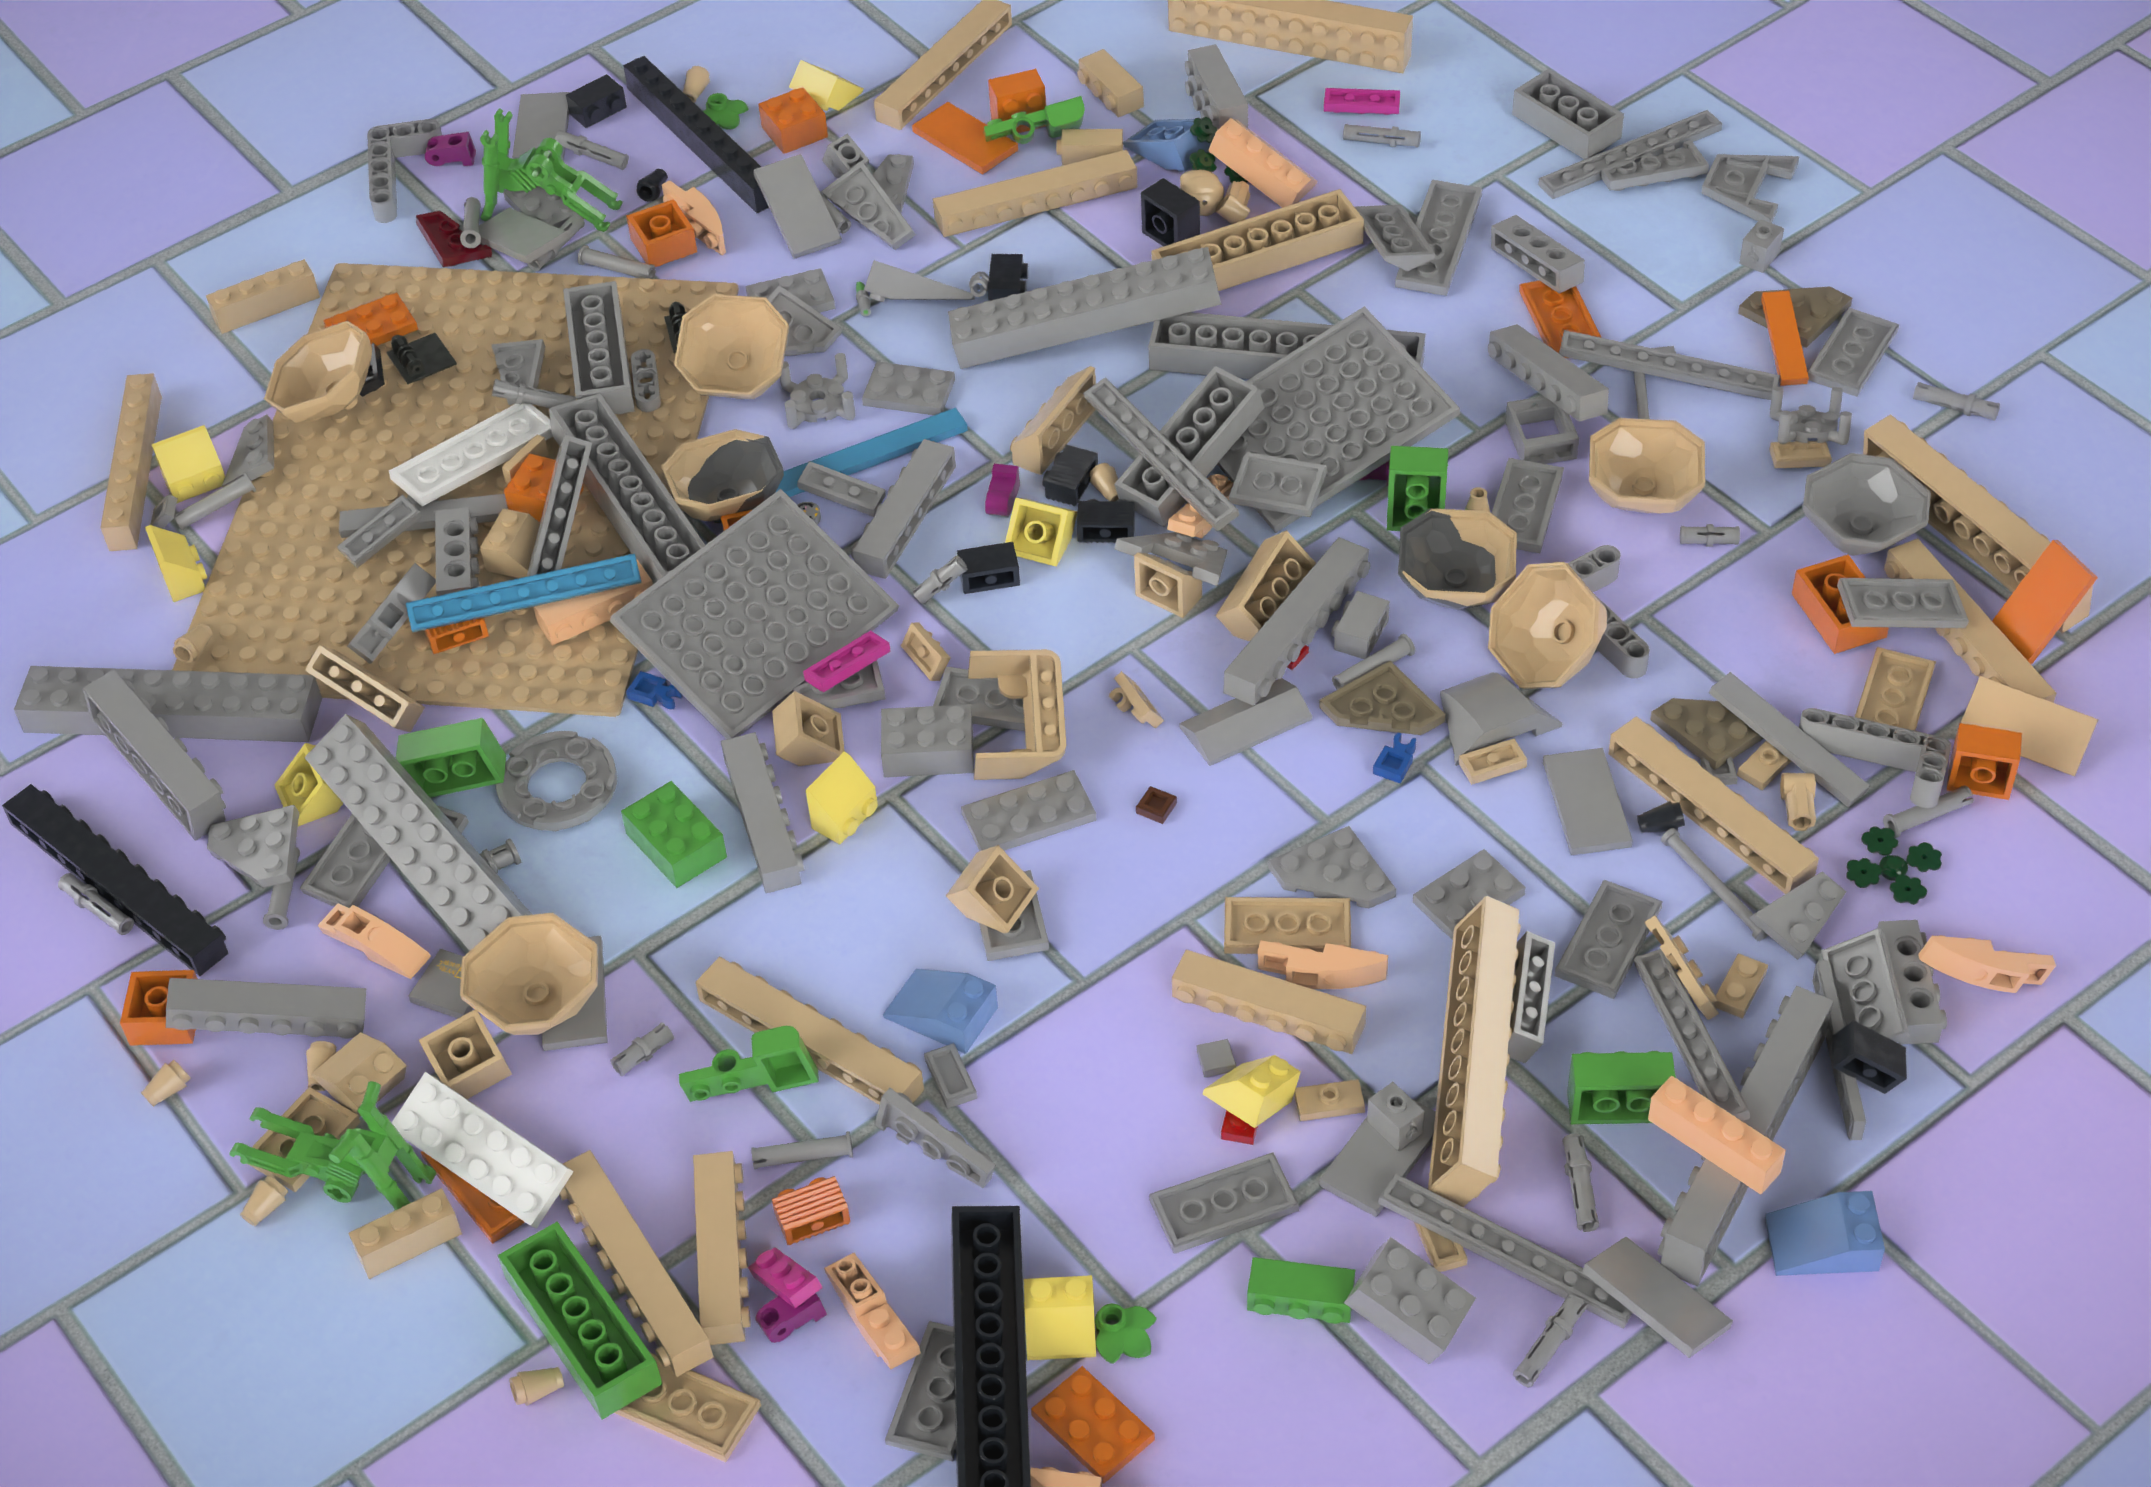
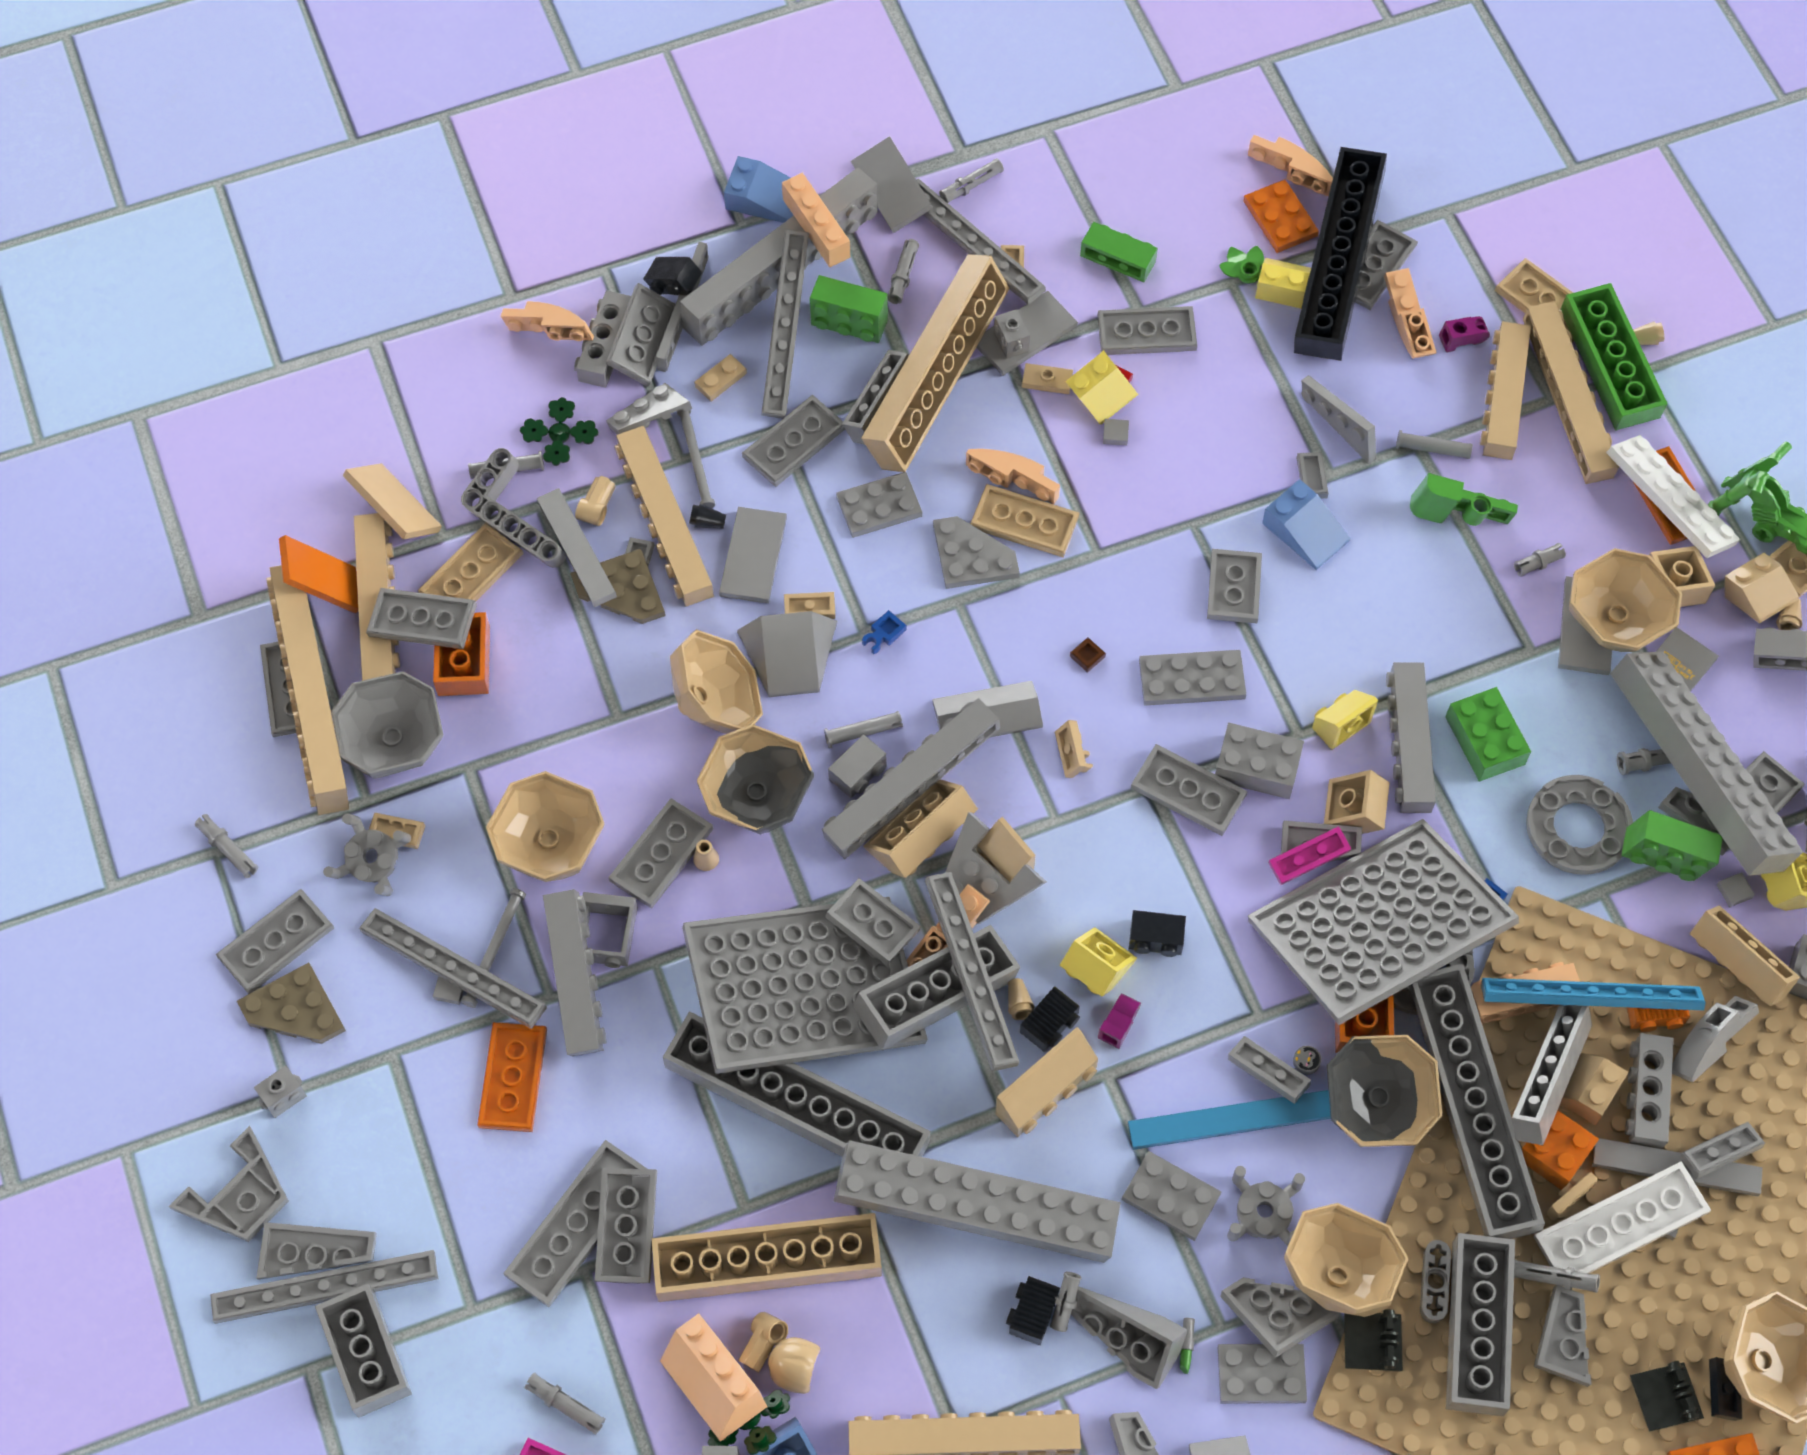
camera: 165 degrees left, 15 degrees up
(375, 938) = (1748, 704): light nougat slope -> none
(405, 1233) = (1727, 458): tan brick -> none
(784, 1277) = (1466, 343): dark pink plate -> none
(810, 1209) = (1437, 398): orange brick -> none
(833, 1048) = (1412, 529): tan brick -> none
(904, 508) = (1214, 1029): light grey brick -> none
(925, 651) = (1233, 847): tan plate -> none
(939, 579) = (1206, 921): light grey pin -> none
(992, 890) = (1247, 590): tan slope -> none
(1038, 681) = (1173, 711): tan windscreen -> none
(1105, 520) = (1037, 952): black brick -> none
(1169, 213) = (840, 1327): black brick -> none
(1269, 1001) = (1064, 456): tan brick -> none
(1383, 702) = (872, 687): dark tan plate -> none
(1410, 1300) = (1054, 211): light grey brick -> none
(1415, 483) = (756, 865): bright green brick -> none
(1537, 254) = (515, 1190): light grey brick -> none
(1619, 641) = (663, 717): light grey beam -> none
(1687, 971) = (758, 388): tan wing -> none
(1709, 535) = (515, 769): light grey pin -> none
(1763, 766) = (606, 542): tan plate -> none
(1784, 338) = (329, 965): orange tile -> none
(1984, 760) = (444, 473): orange brick -> none

